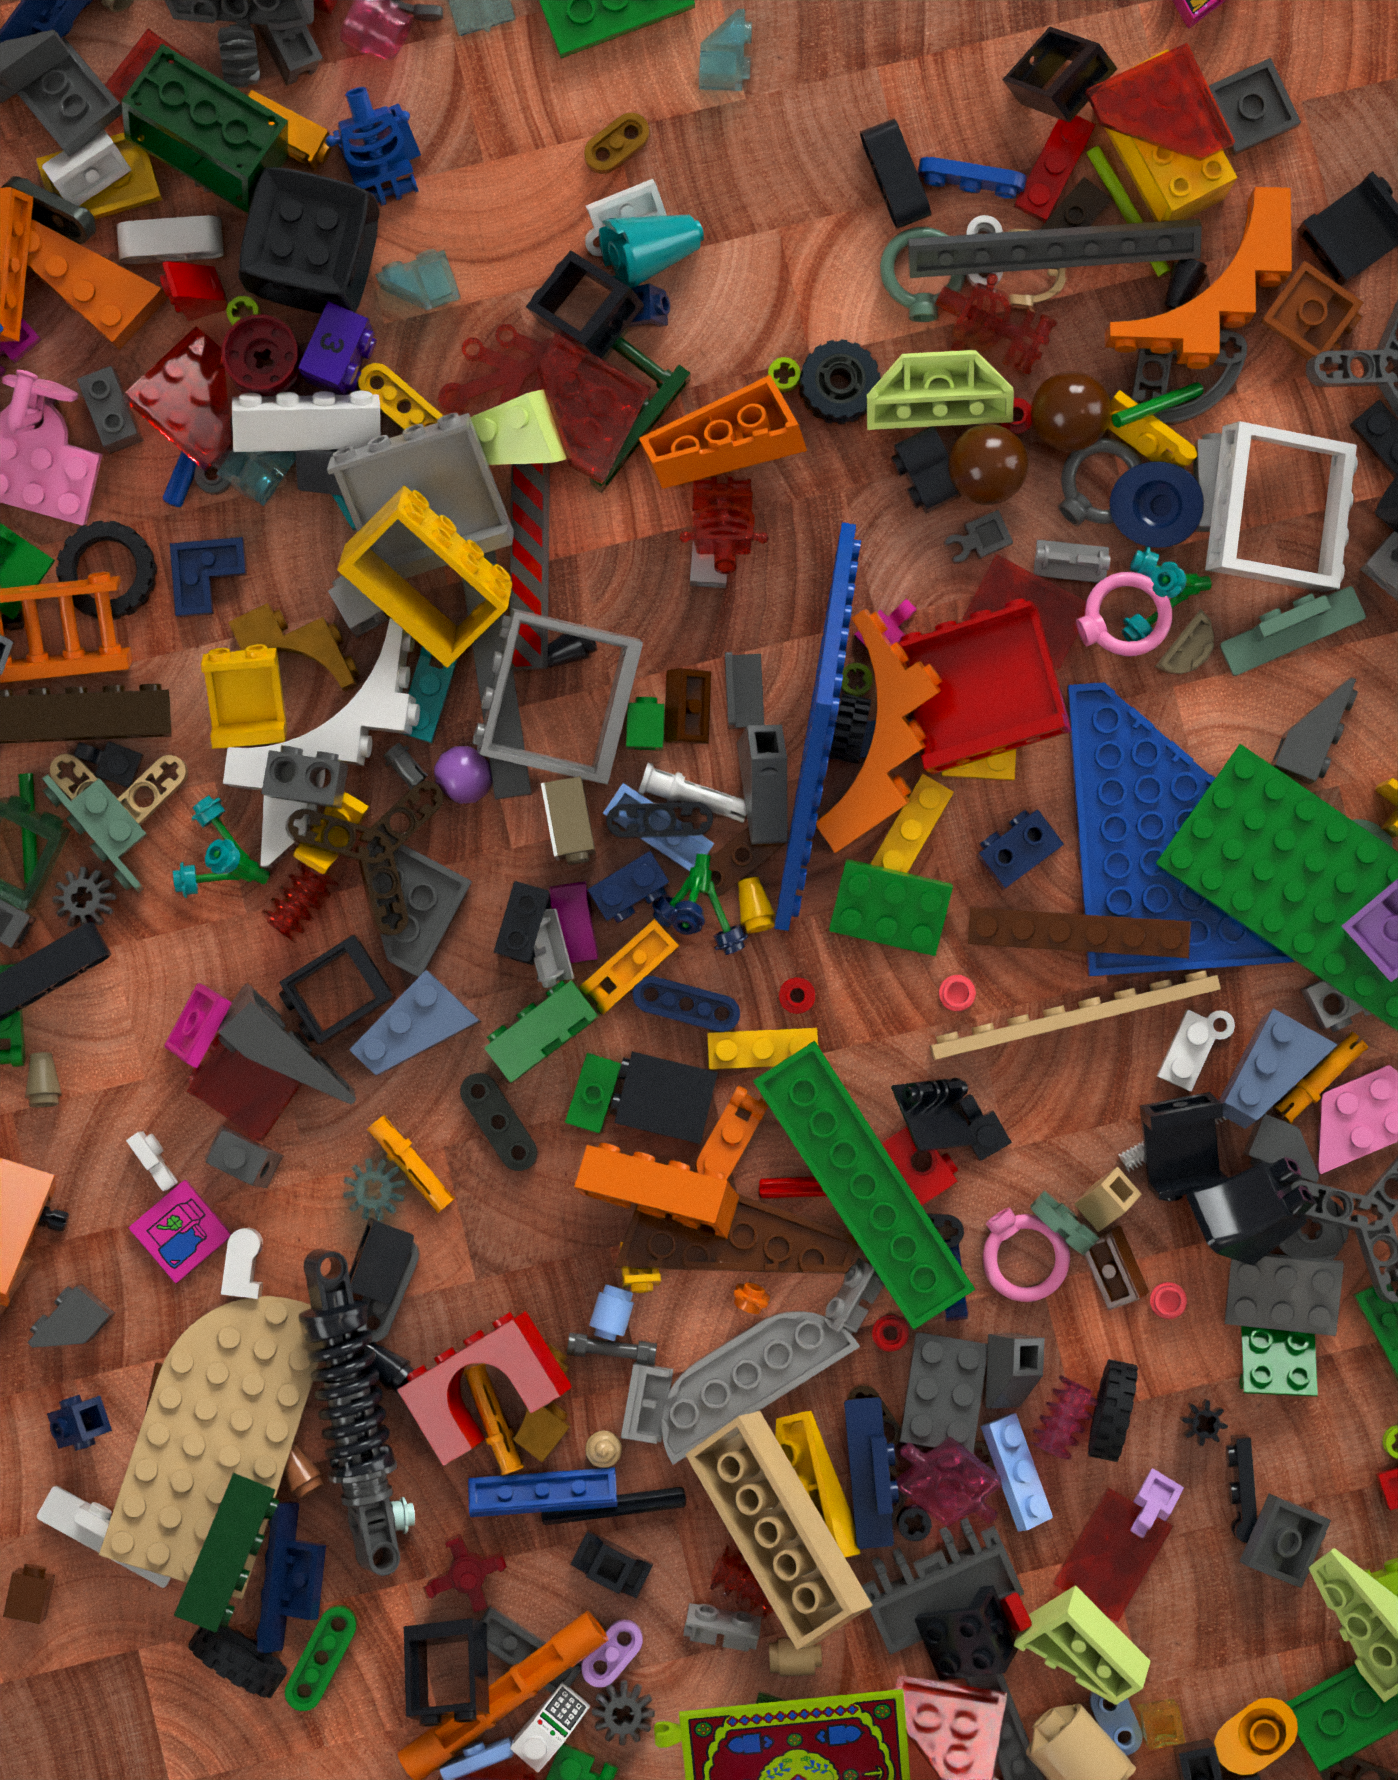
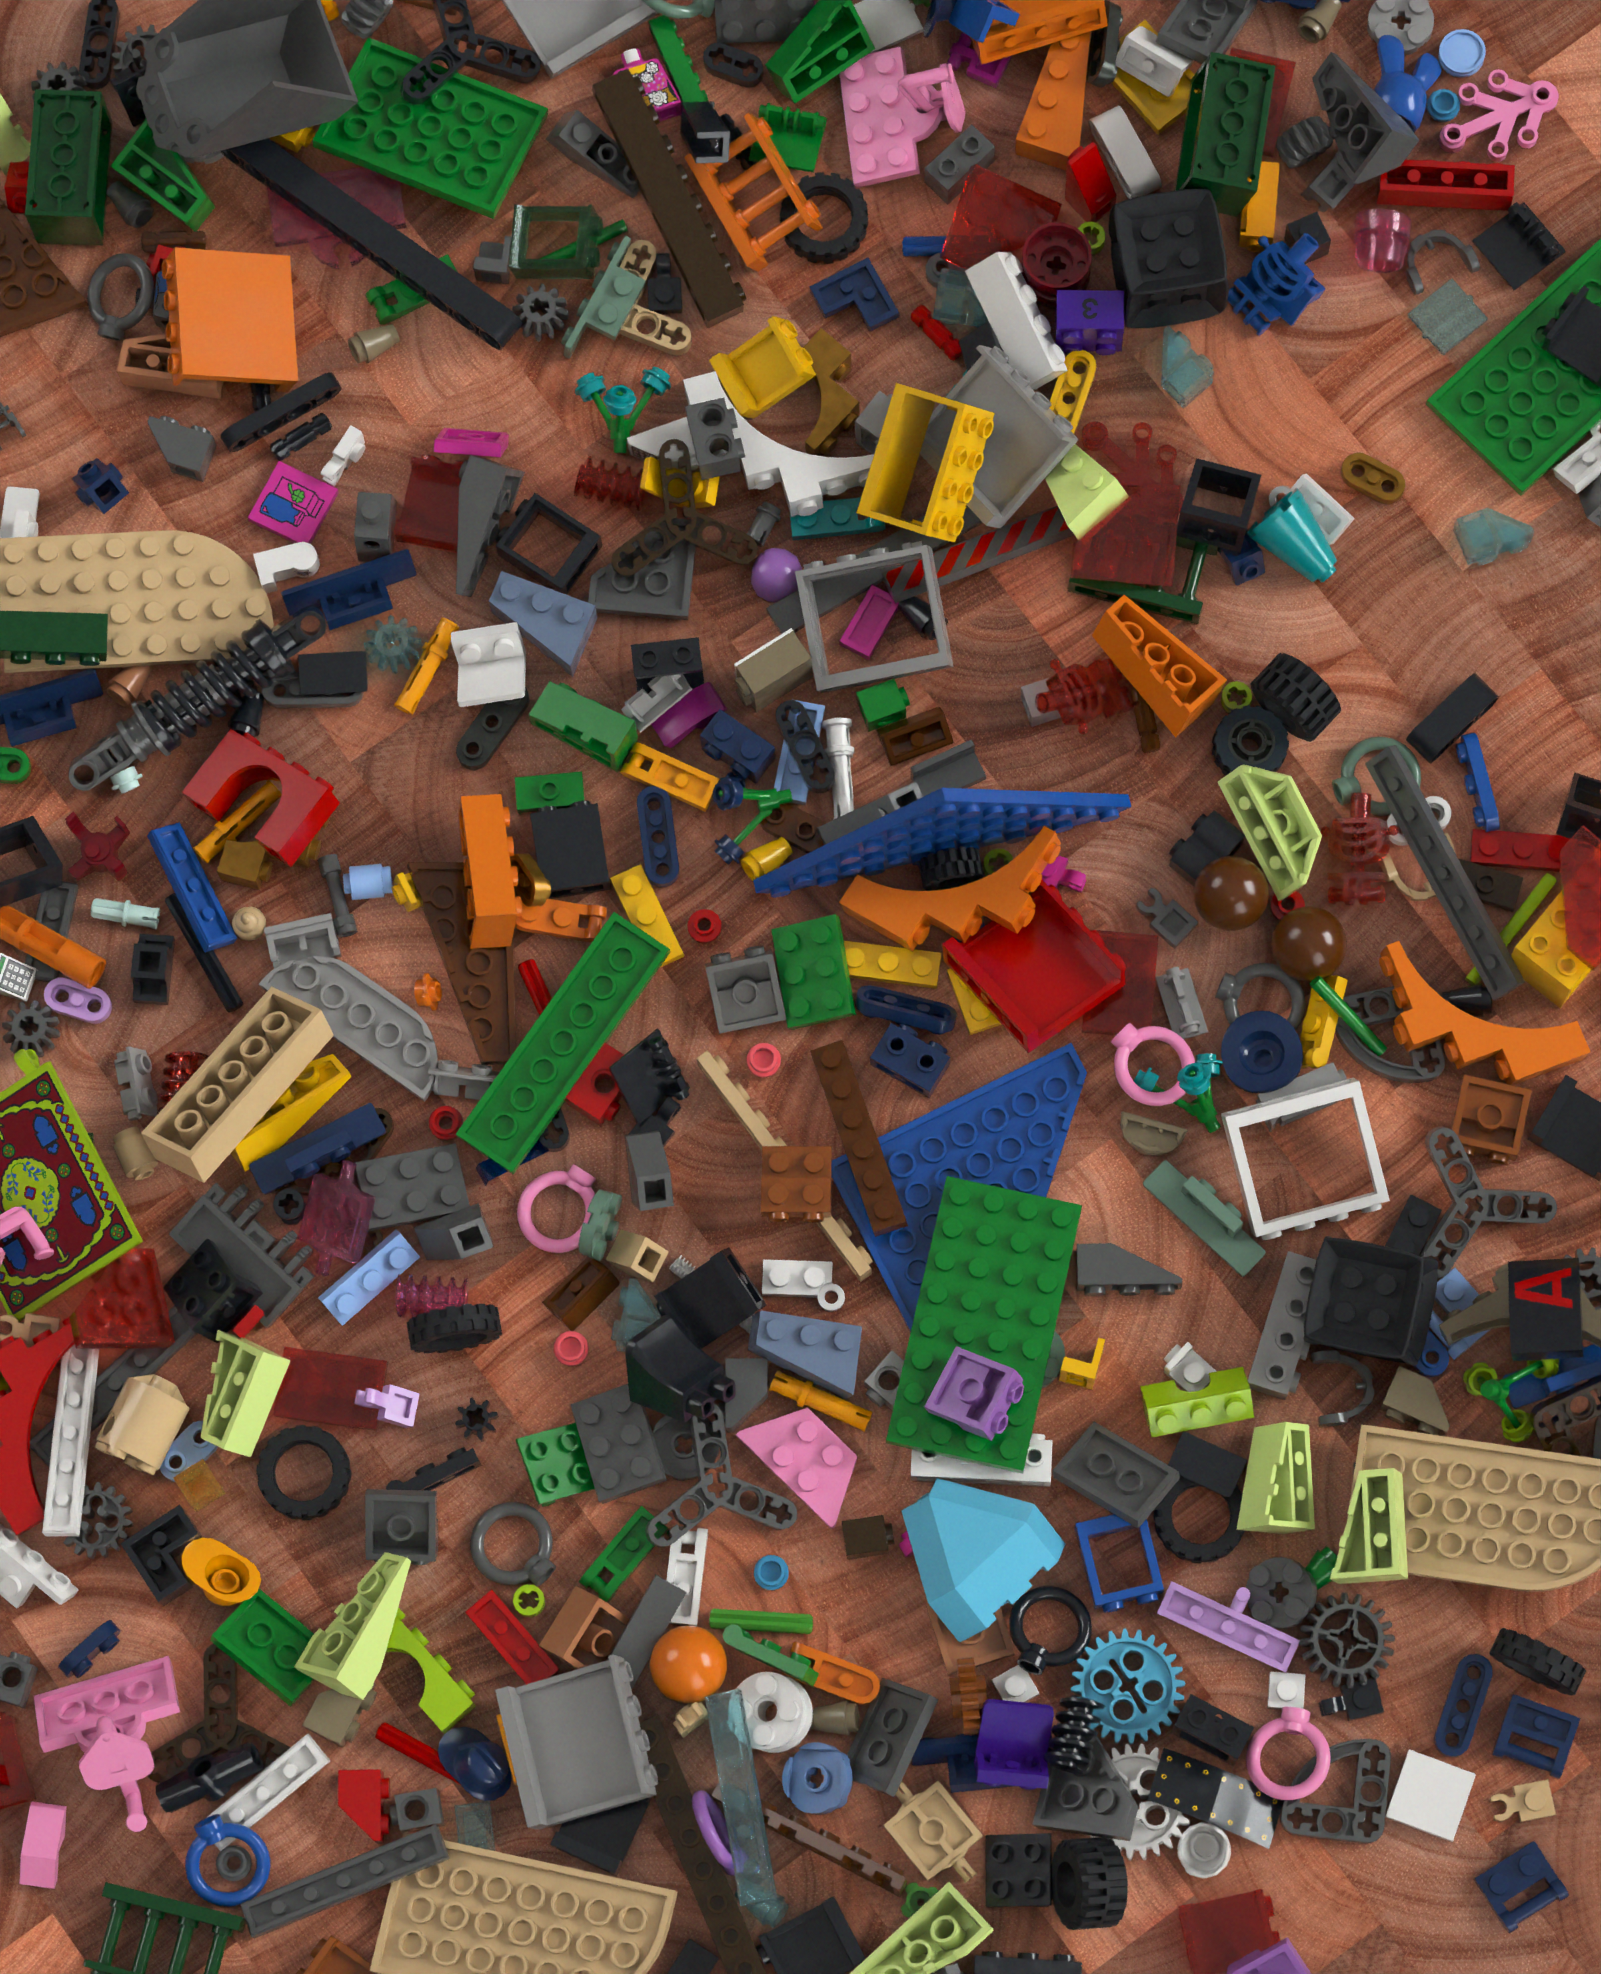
camera: 75 degrees right, 10 degrees down
(77, 1205) = (280, 412): none -> black beam
(111, 1194) = (300, 436): none -> black axle
(277, 508) = (936, 332): none -> red axle
(303, 1208) = (354, 591): none -> dark blue bracket
(333, 98) = (1314, 227): none -> black brick
(442, 1101) = (489, 664): none -> white bracket
(540, 1569) = (125, 913): none -> light aqua axle
(552, 702) = (869, 623): none -> dark pink tile
(693, 1150) = (532, 884): none -> pearl gold plate
(772, 474) = (1145, 723): none -> reddish brown axle
(817, 314) = (1296, 696): none -> black tyre
(880, 982) = (744, 989): none -> dark grey plate
(965, 832) = (905, 1009): none -> dark blue plate
(1030, 1153) = (648, 1171): none -> dark grey slope
(1106, 1013) = (796, 1183): none -> dark orange plate
(1171, 1222) = (636, 1316): none -> clear light blue slope
(1217, 1636) = (276, 1448): none -> black tyre
(1372, 1420) = (537, 1568): none -> dark grey piece

